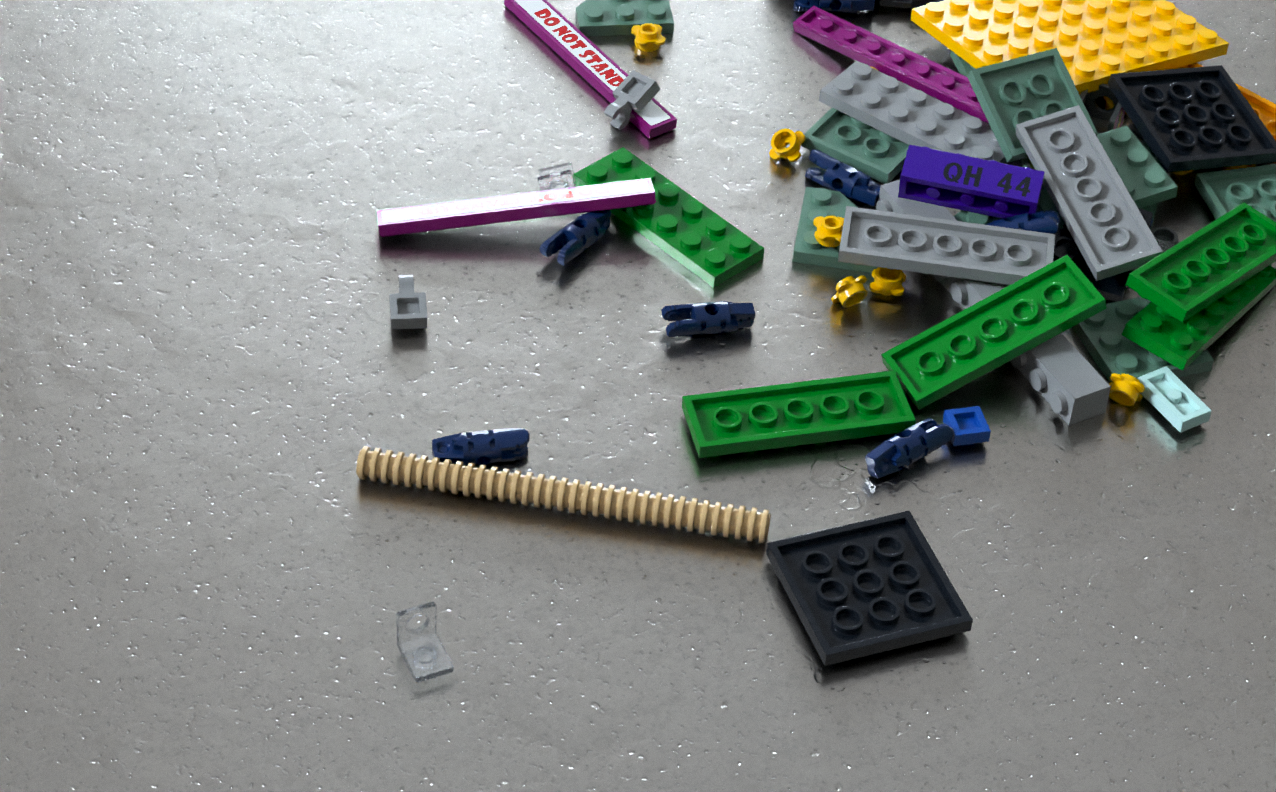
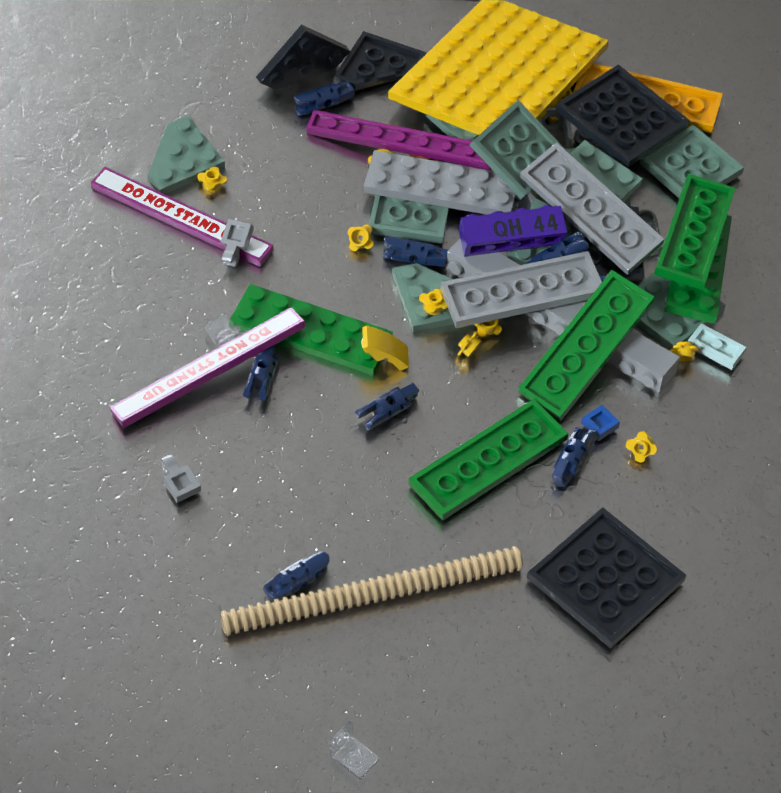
camera: 25 degrees left, 10 degrees up
(737, 250) = (384, 345): none -> yellow slope
(1012, 467) = (645, 440): none -> yellow plate

